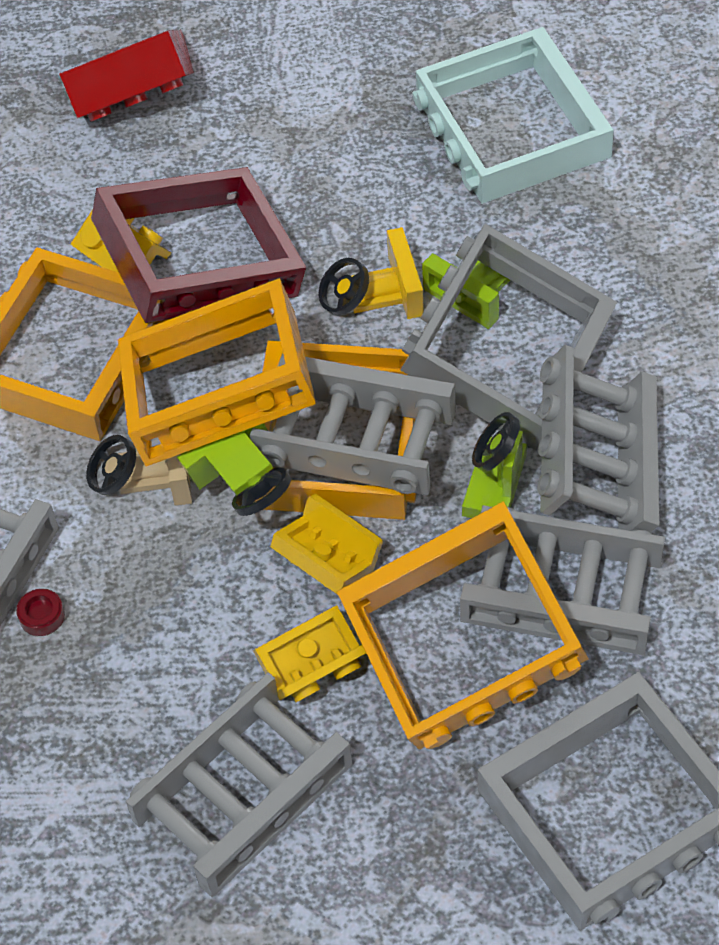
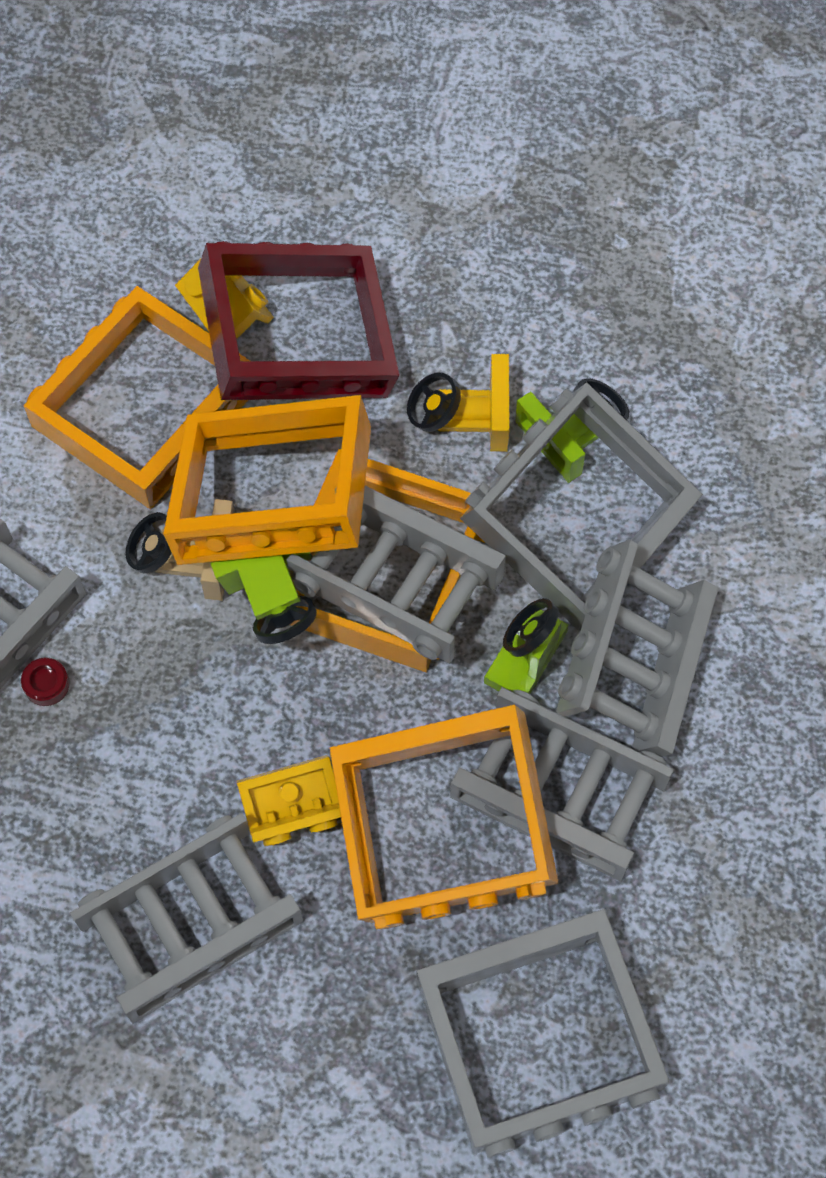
camera: 10 degrees right, 10 degrees up
(128, 74) = (281, 107): red wedge -> none
(328, 545) = (339, 688): yellow bracket -> none
(498, 61) = (650, 183): light aqua window -> none

